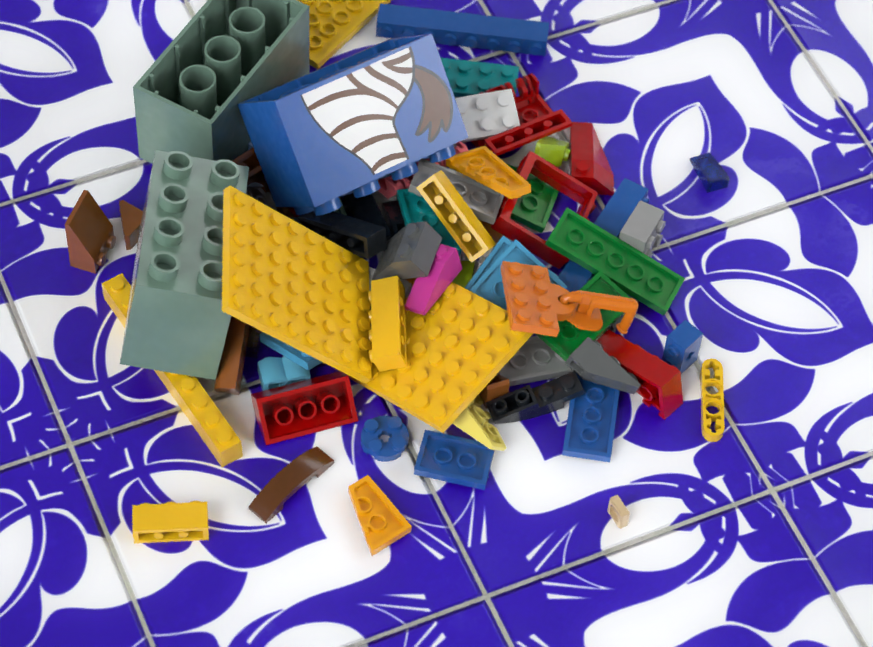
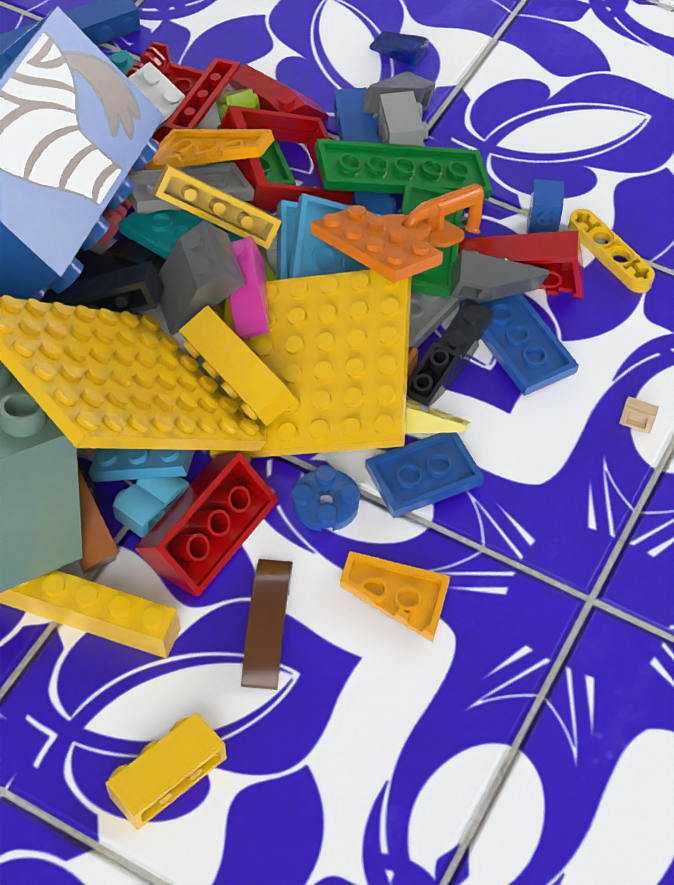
camera: 35 degrees left, 0 degrees up
(678, 207) = (403, 82): none -> dark grey slope

